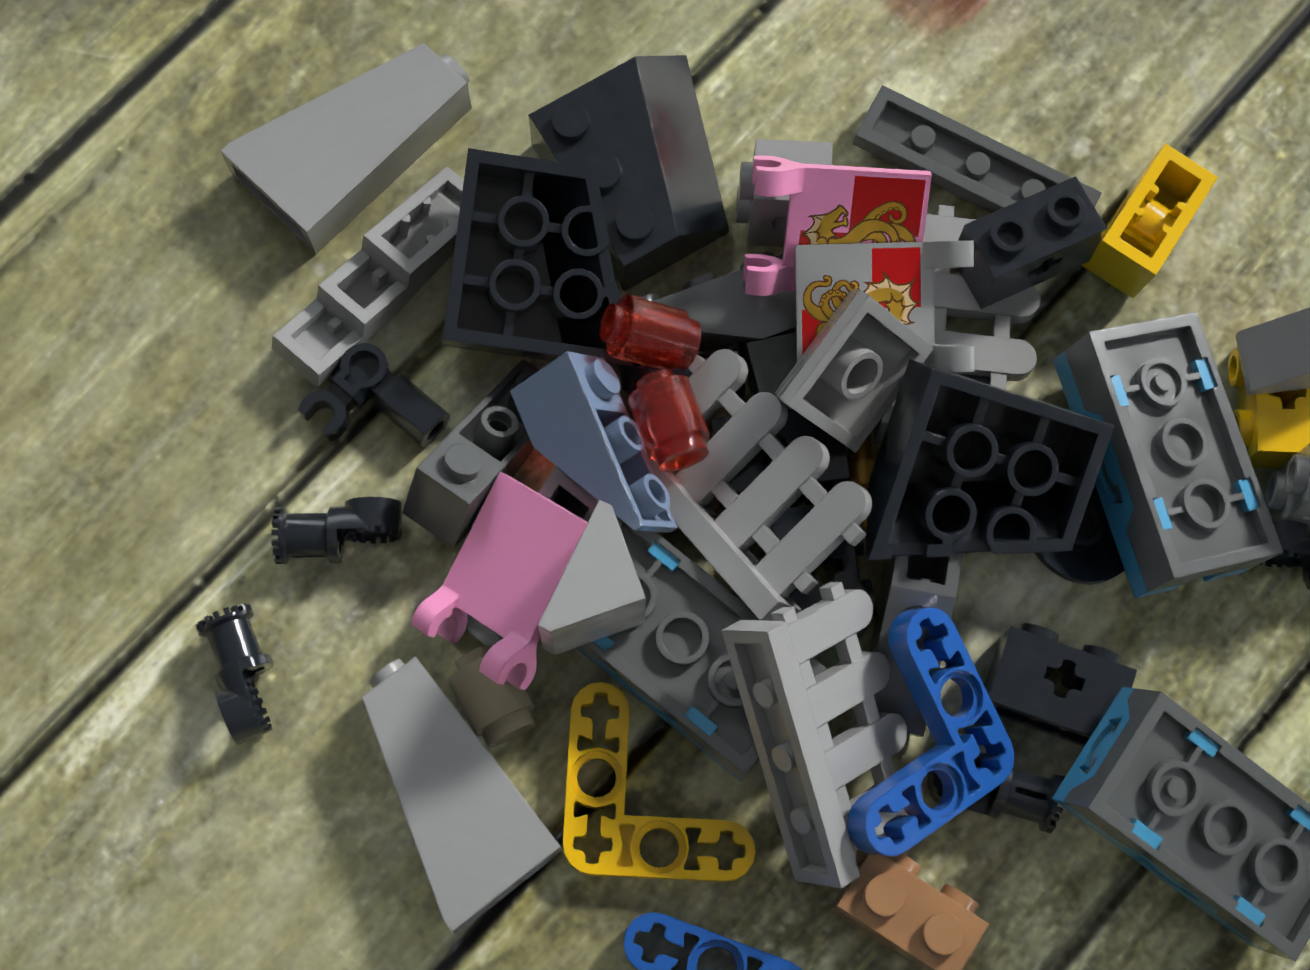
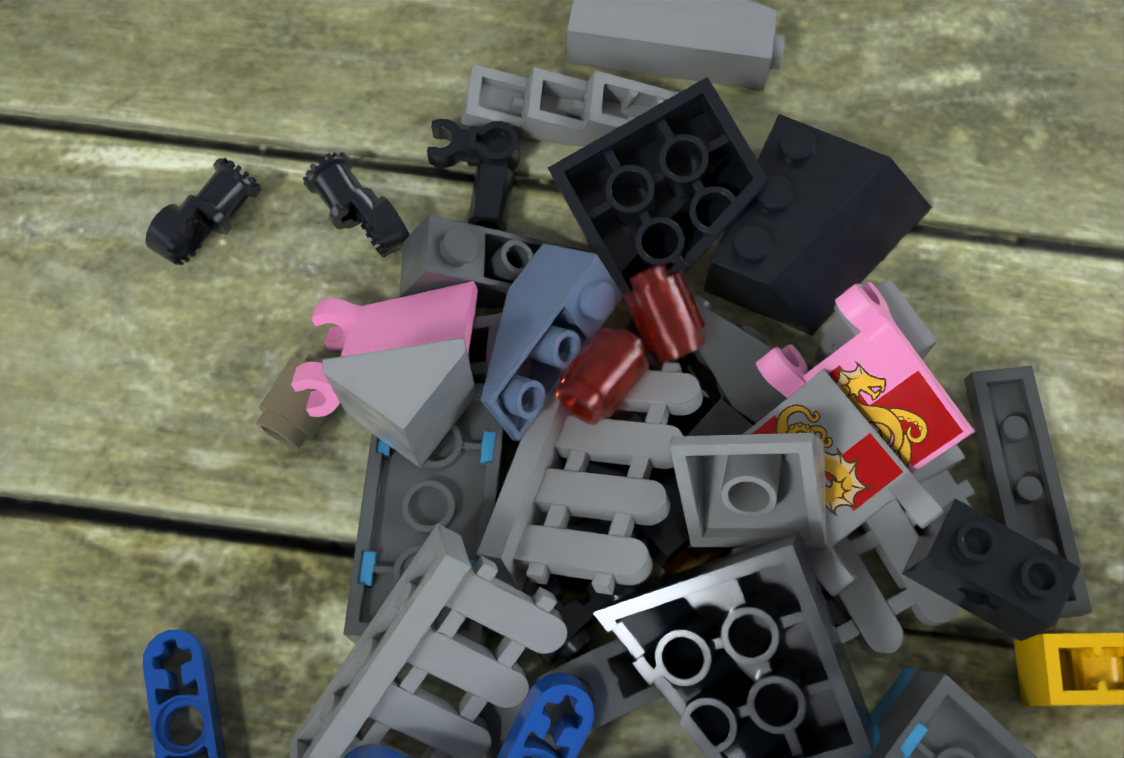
camera: 60 degrees right, 5 degrees down
(459, 804) = (199, 427): light grey slope -> none
(629, 830) = (257, 577): yellow beam -> none

